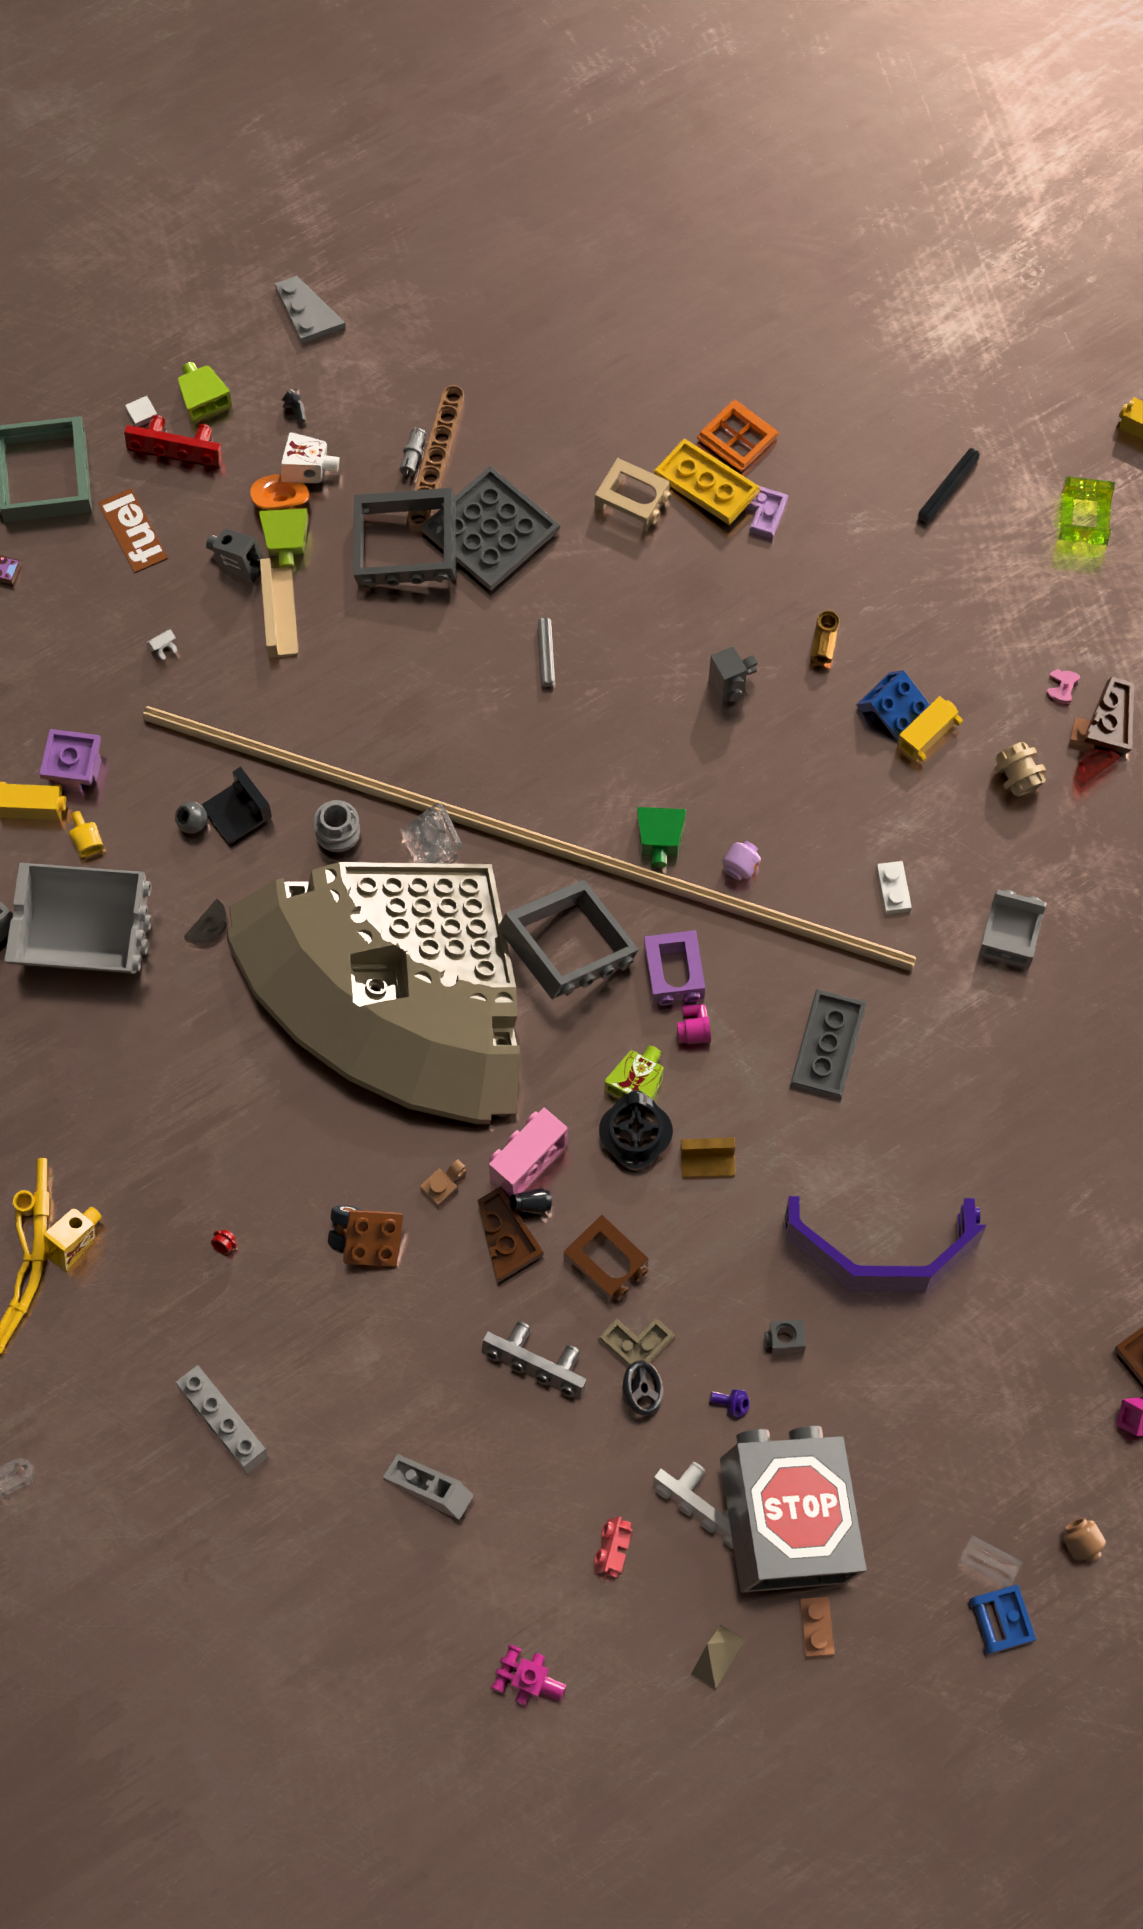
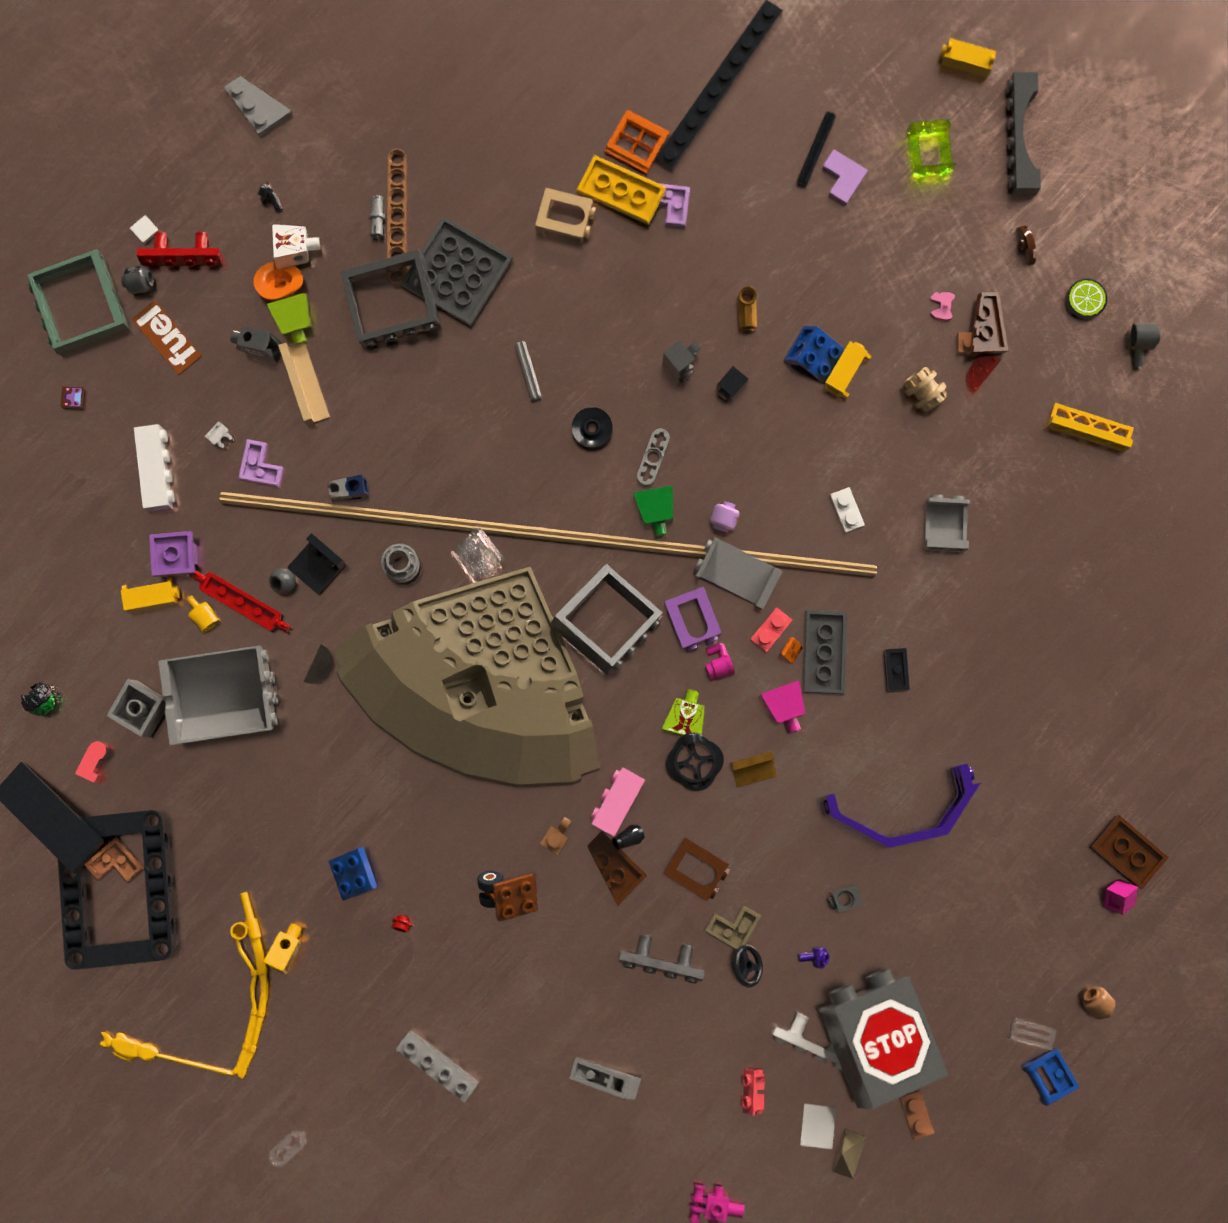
camera: 15 degrees left, 15 degrees up
(76, 662) = (153, 467): none -> white brick
(117, 459) = (137, 279): none -> dark grey head
(134, 830) = (240, 601): none -> red plate
(181, 1167) = (352, 873): none -> blue plate
(194, 689) = (255, 470): none -> lavender tile
(202, 391) = (189, 201): lime torso -> none
(298, 732) = (348, 488): none -> leg
(606, 718) = (592, 417): none -> black dish
(671, 767) = (653, 473): none -> light grey beam
(686, 1613) = (818, 1126): none -> white sticker
(741, 925) = (738, 572): none -> light grey panel
(763, 1090) = (785, 705): none -> dark pink torso
(768, 1003) = (771, 629): none -> coral plate
(786, 716) = (731, 384): none -> black brick
(786, 1030) = (791, 650): none -> orange slope
(848, 396) = (718, 85): none -> black plate
(913, 1082) = (897, 669): none -> black plate
(980, 518) = (849, 175): none -> lavender tile

